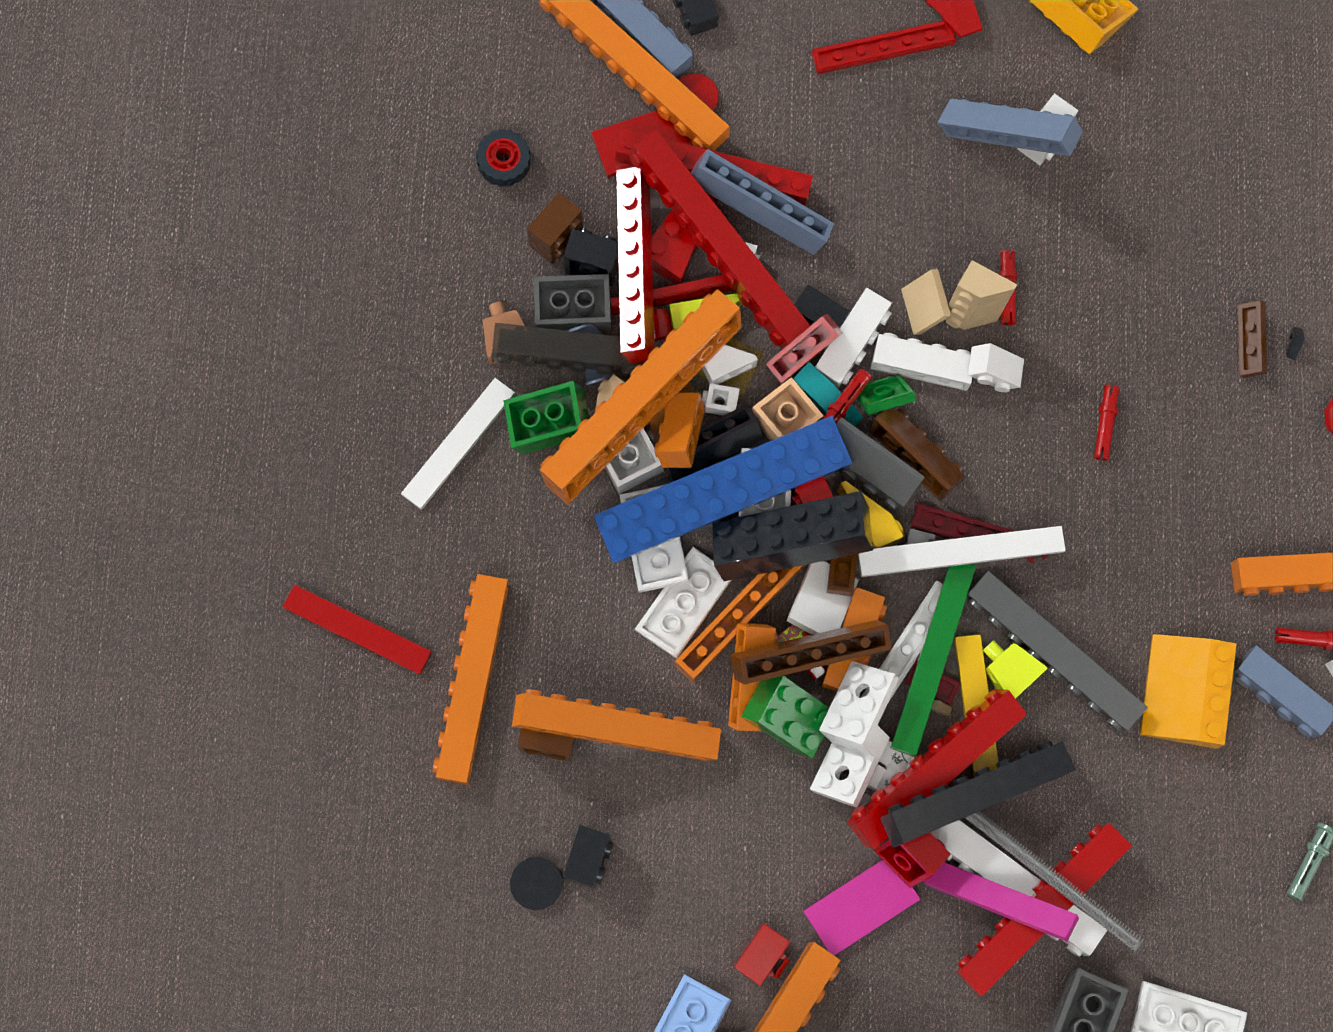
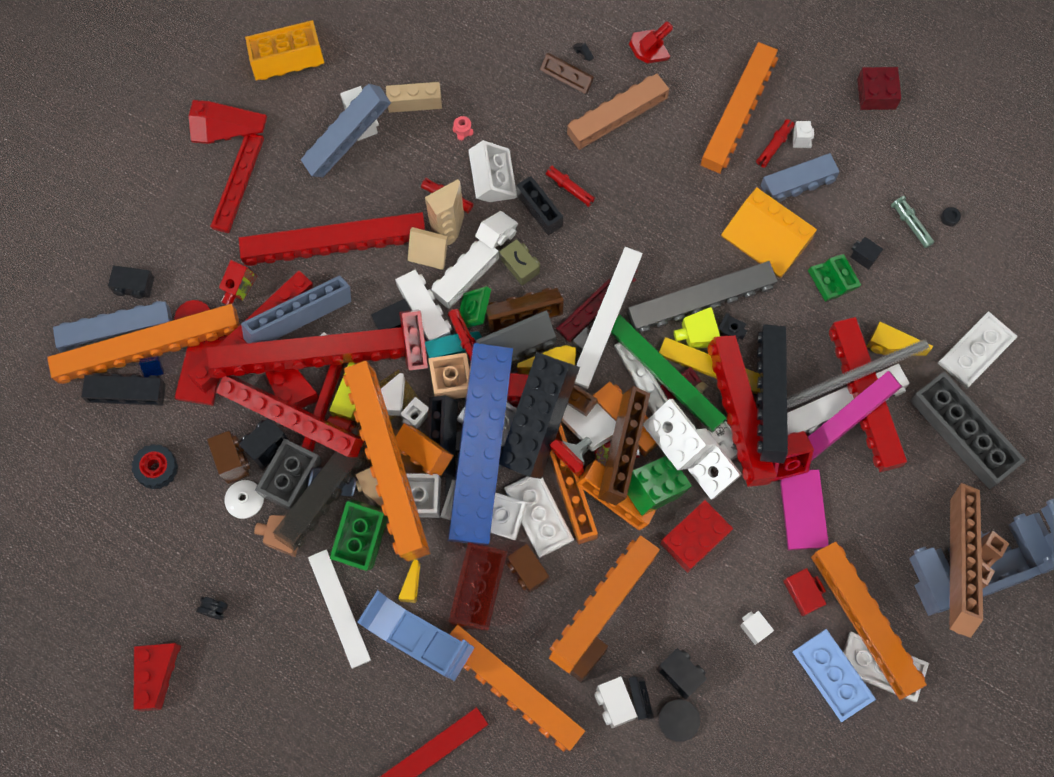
camera: 55 degrees left, 5 degrees down
(282, 290) = (152, 674): none -> red wedge
(384, 309) = (212, 608): none -> black wheel
(469, 540) = (415, 636): none -> medium blue windscreen
(514, 799) = (615, 702): none -> white brick
(516, 283) = (247, 507): none -> white dish
(522, 506) = (410, 587): none -> yellow slope
(535, 825) = (641, 698): none -> black tile
(560, 577) = (477, 587): none -> clear red slope
(569, 73) = (123, 390): none -> black brick
(611, 86) = (151, 366): none -> clear blue tile
(614, 623) = (527, 568): none -> reddish brown brick
(689, 917) = (756, 627): none -> white brick
(757, 794) = (696, 536): none -> red brick
(759, 117) = (236, 282): none -> red torso
(768, 599) = (571, 454): none -> red piece
(874, 188) = (329, 239): none -> red brick
(973, 416) = (520, 262): none -> olive brick
(1028, 700) = (727, 323): none -> black brick
(1057, 400) = (539, 205): none -> black brick
(1068, 323) = (492, 172): none -> white slope
(1103, 262) = (462, 127): none -> coral brick
(1109, 179) = (414, 97): none -> tan brick
(1134, 909) = (888, 339): none -> yellow slope
(1178, 799) = (834, 277): none -> green slope
(1234, 822) = (866, 252): none -> black brick
(1240, 426) = (617, 111): none -> nougat brick

